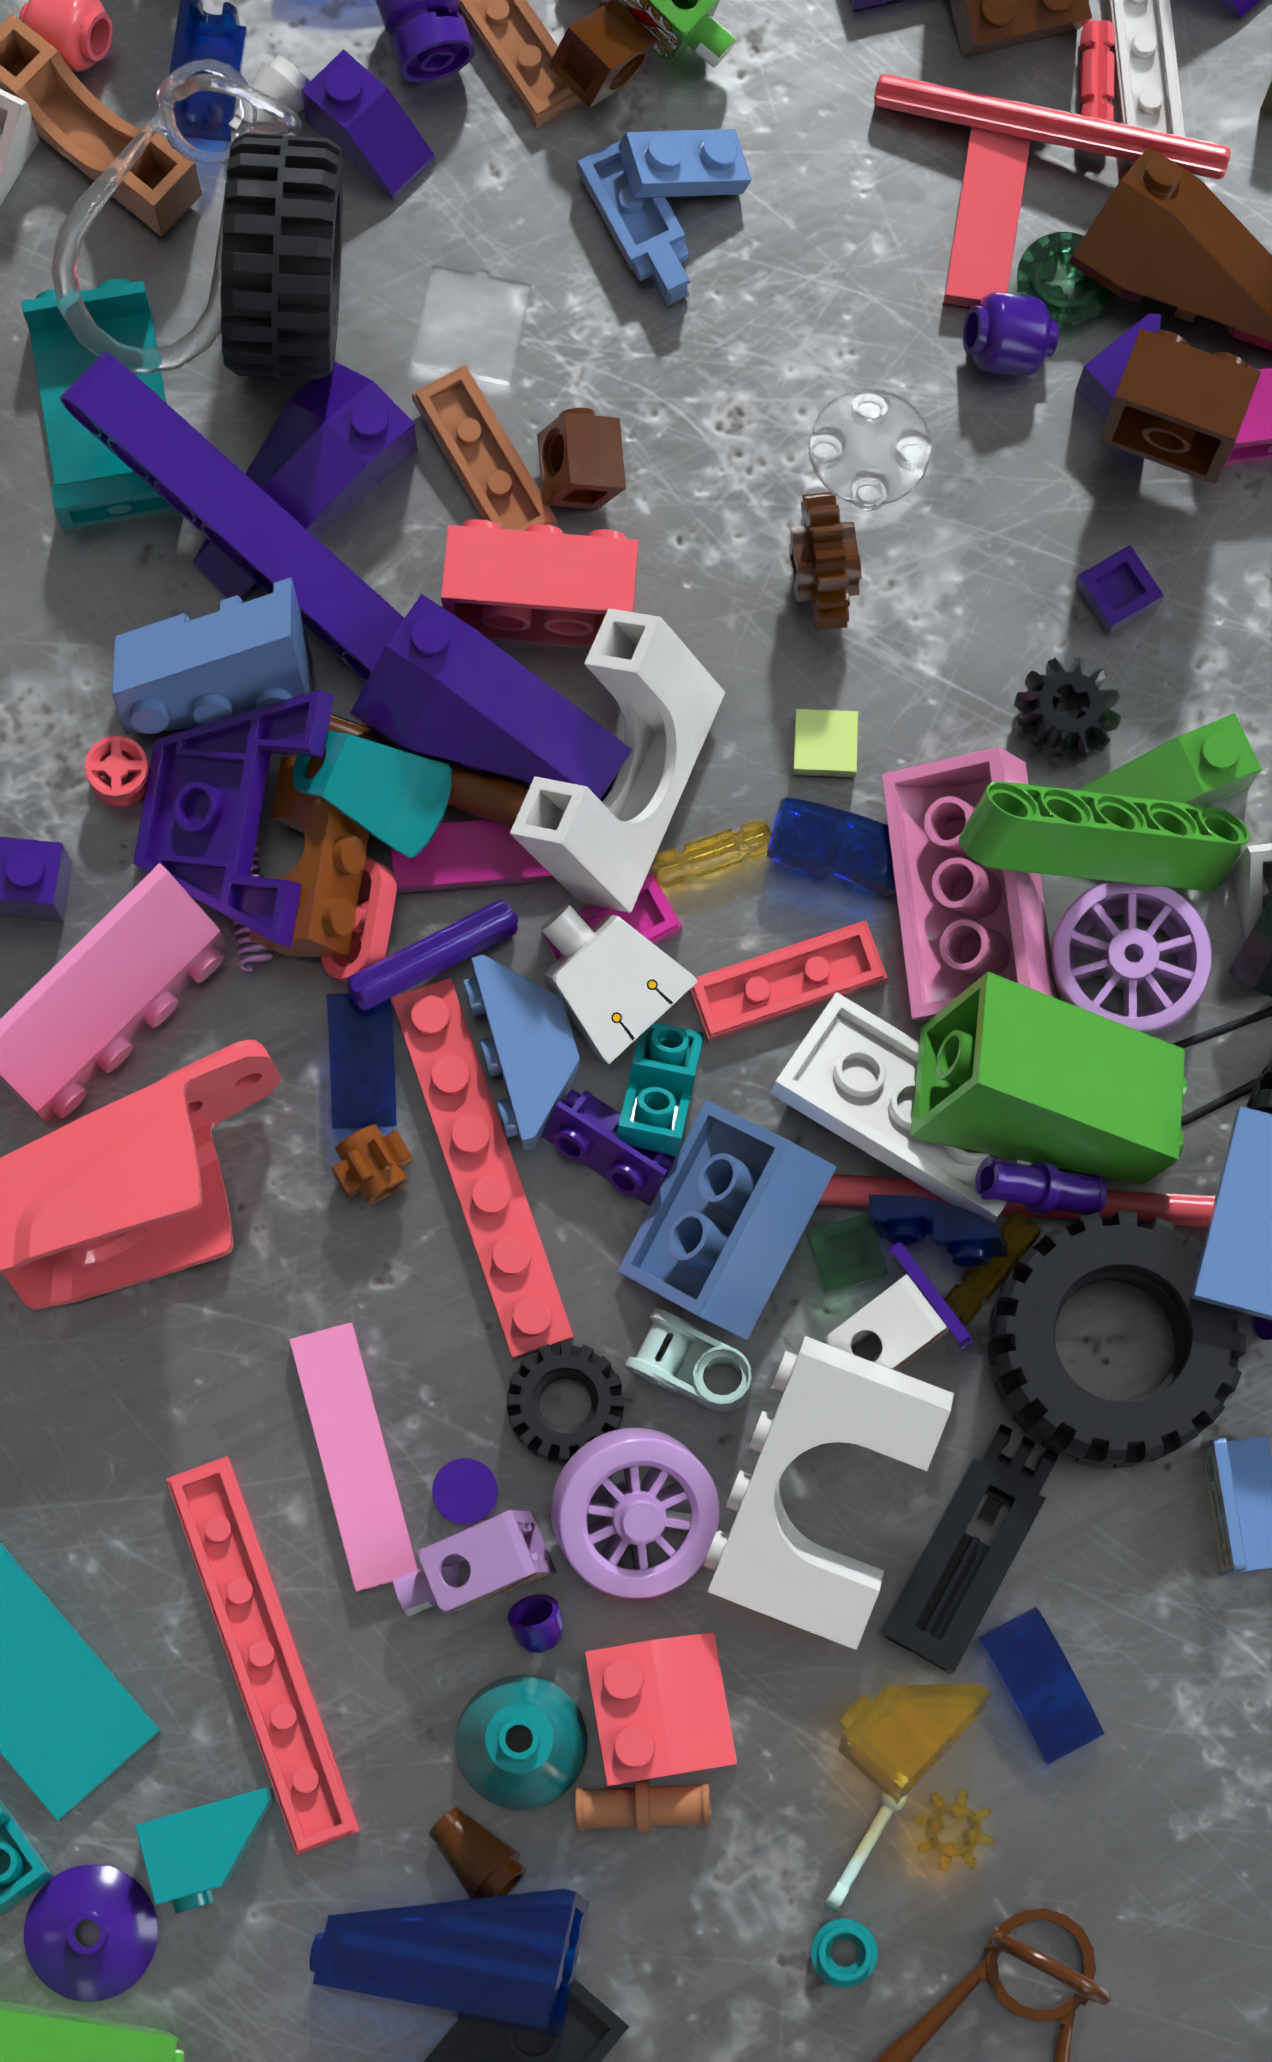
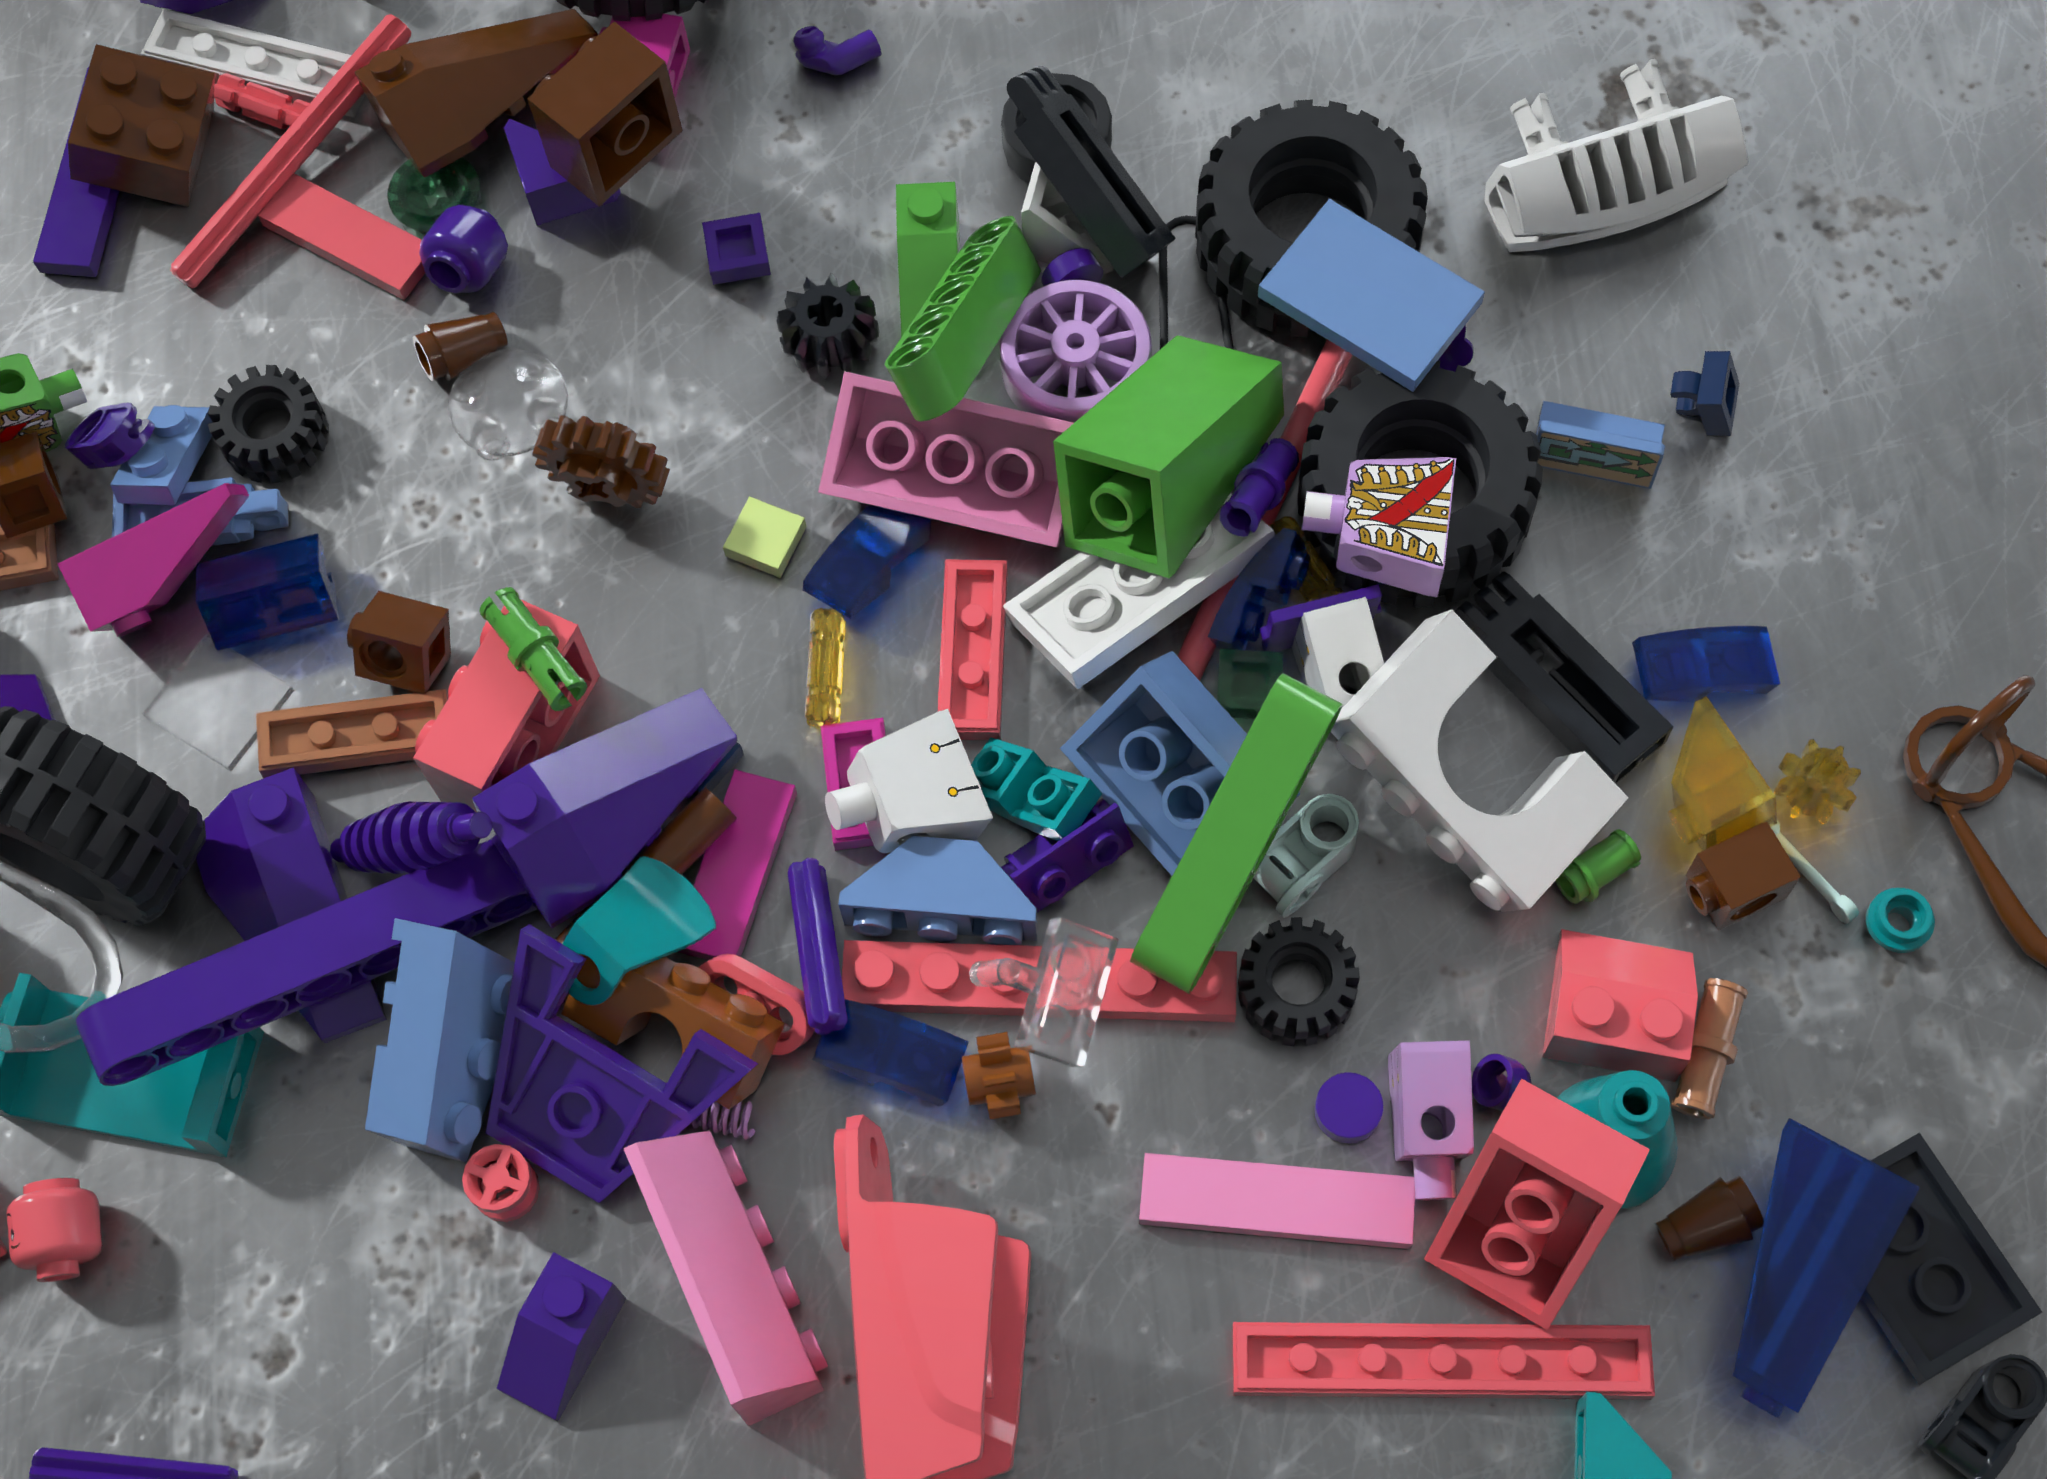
camera: 60 degrees left, 10 degrees down
(384, 555) = (410, 837): none -> dark purple piece
(410, 1682) = (1536, 1204): none -> coral brick
(461, 1189) = (1062, 990): none -> clear plate
(557, 197) = (148, 563): none -> dark pink slope
(586, 317) = (266, 592): none -> clear blue hinge
(586, 583) = (533, 648): none -> bright green pin
(634, 1512) = (1407, 944): lavender wheel -> none
(662, 1289) = (1236, 833): none -> bright green beam
(667, 710) = (768, 742): white arch -> none
(679, 106) = (109, 436): none -> dark purple piece
(757, 207) = (255, 397): none -> black tyre
(786, 1647) = (1598, 867): none -> bright green pin
(824, 1783) = (1741, 876): none -> reddish brown brick
(909, 375) = (456, 344): none -> reddish brown cone
(1029, 1321) = (1390, 520): none -> torso
(1223, 922) = (1073, 265): none -> dark purple tile

